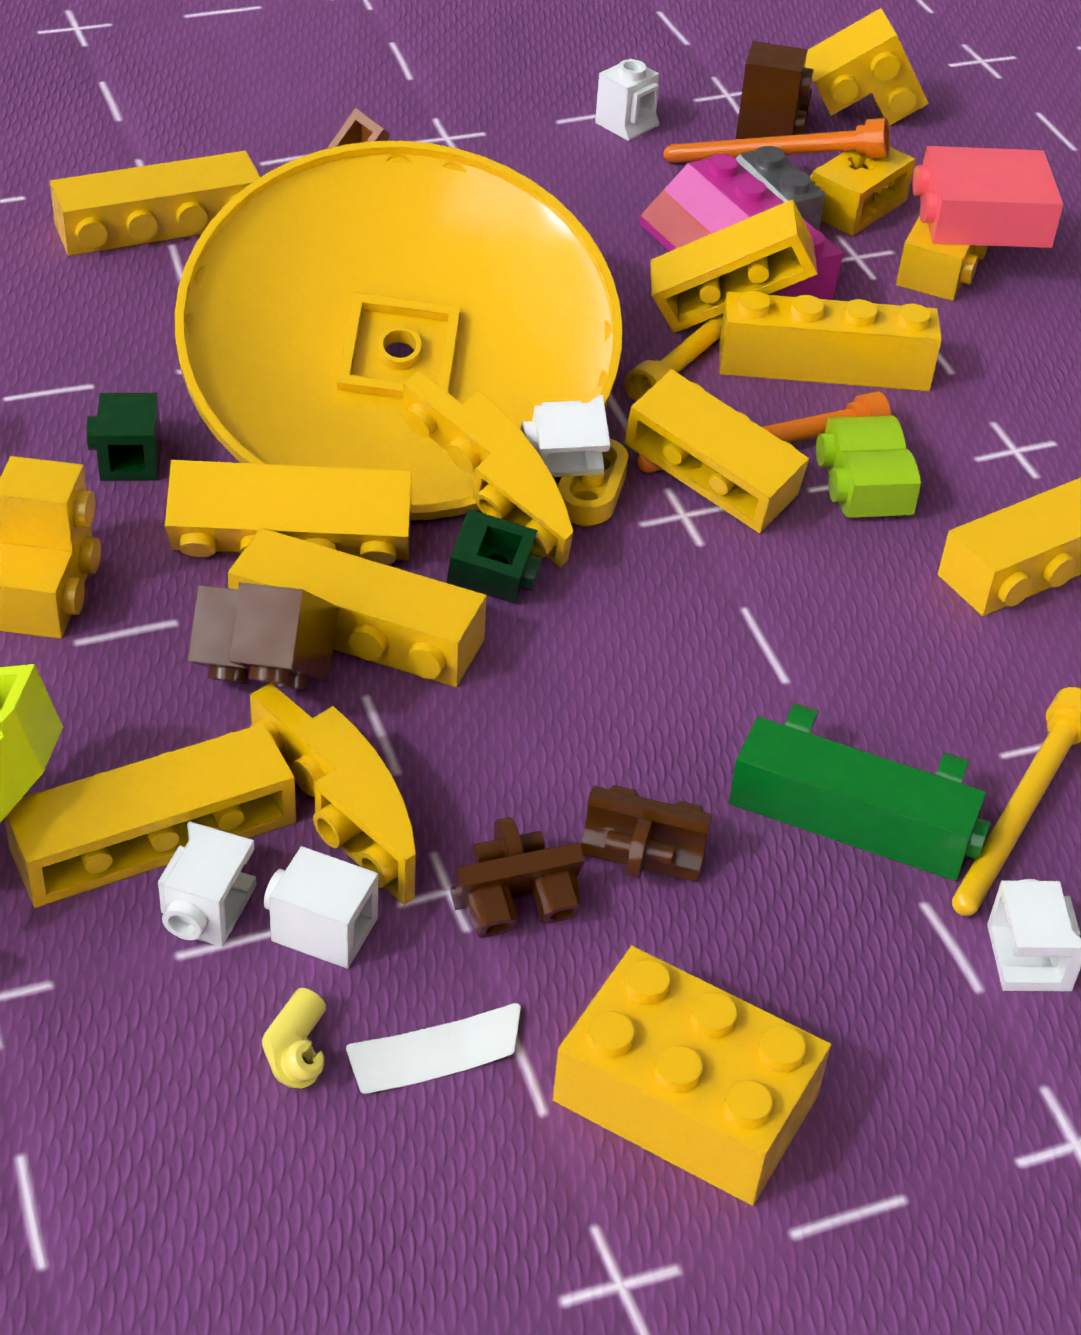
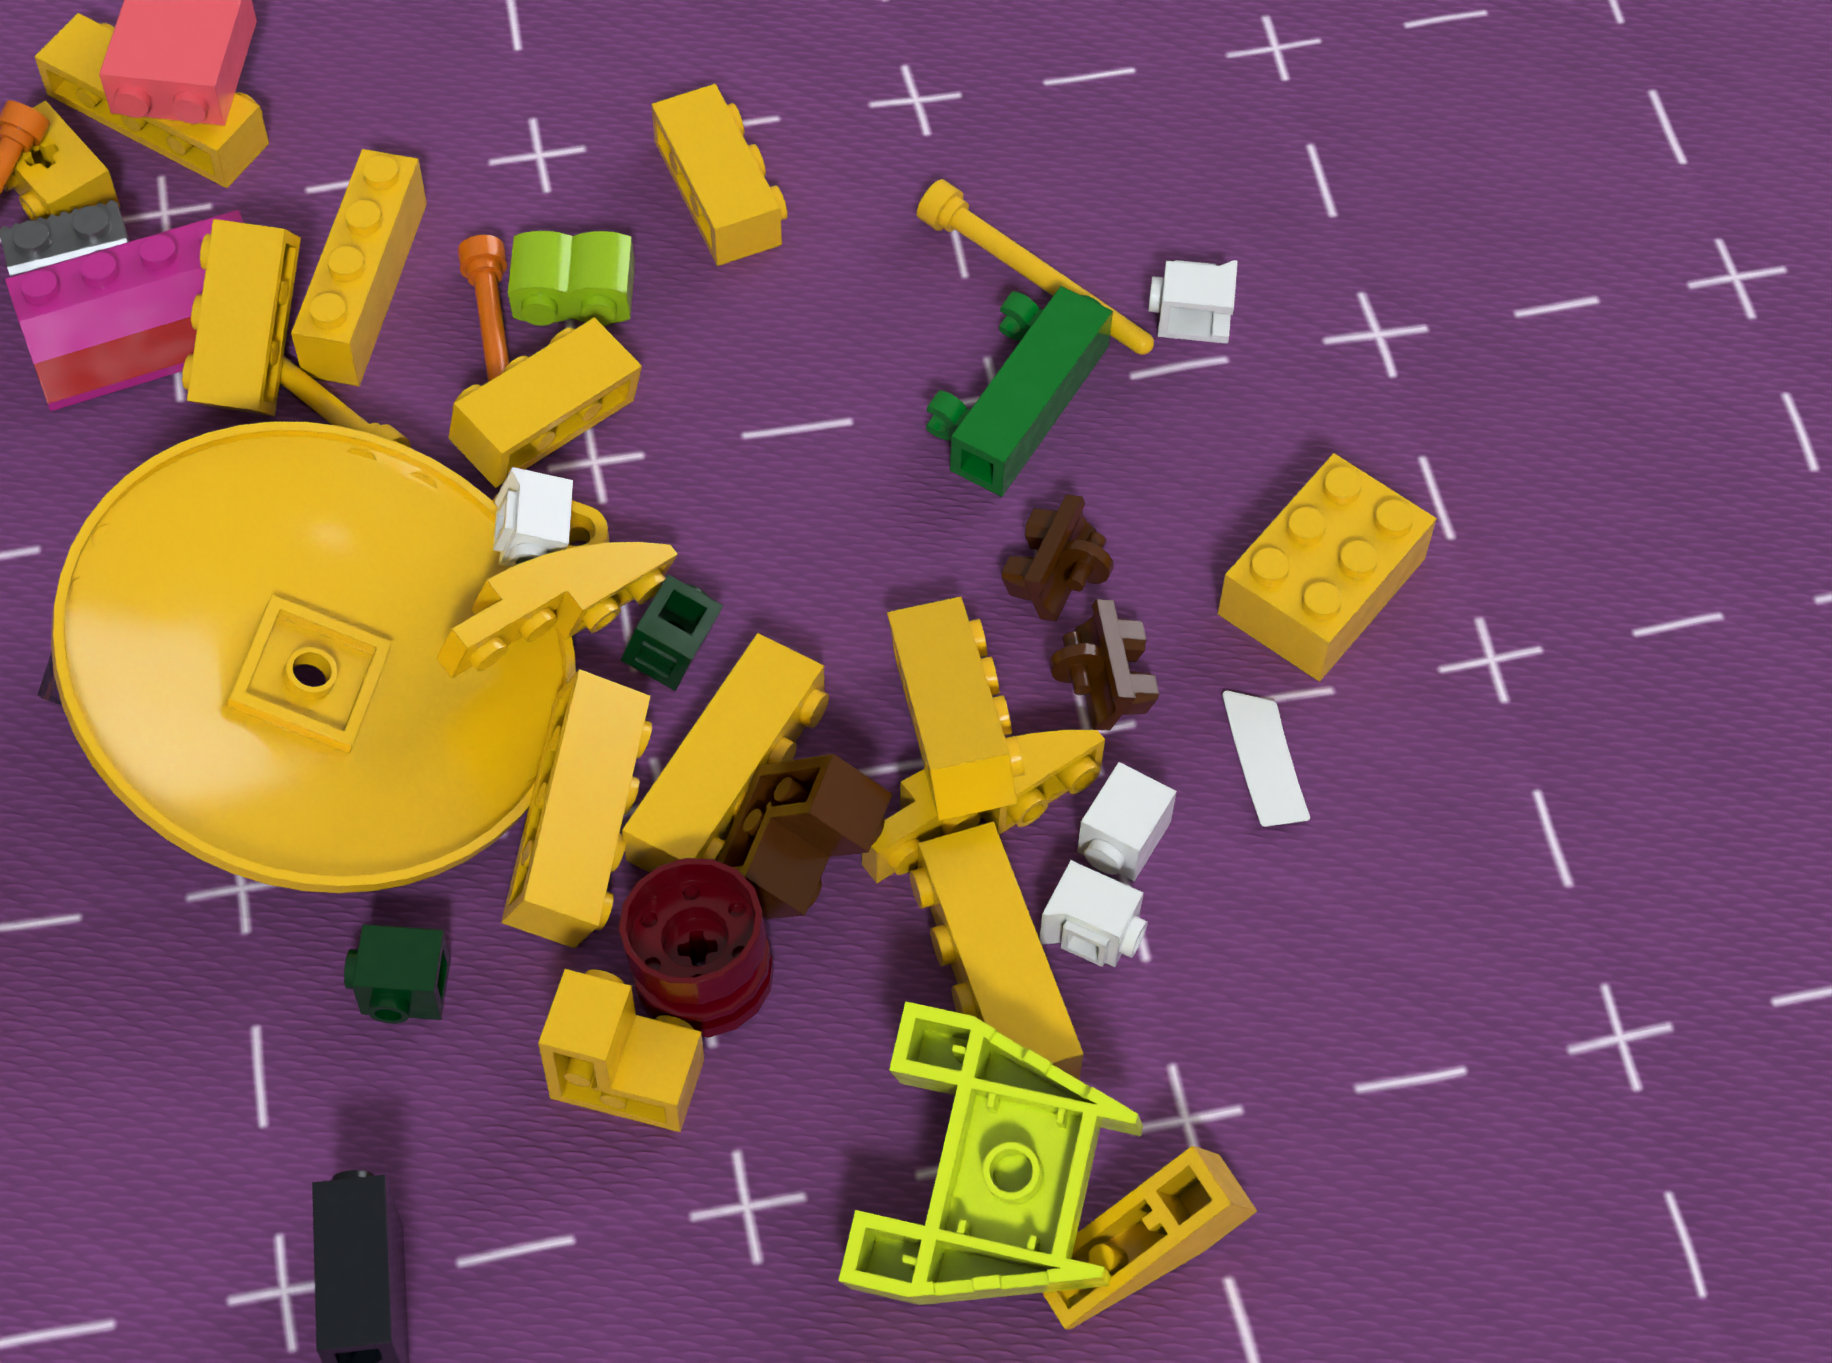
camera: 80 degrees left, 15 degrees up
(139, 583) = (691, 916): none -> dark red wheel
(287, 1042) = (1264, 868): light yellow arm -> none
(413, 724) = (953, 708): none -> yellow brick

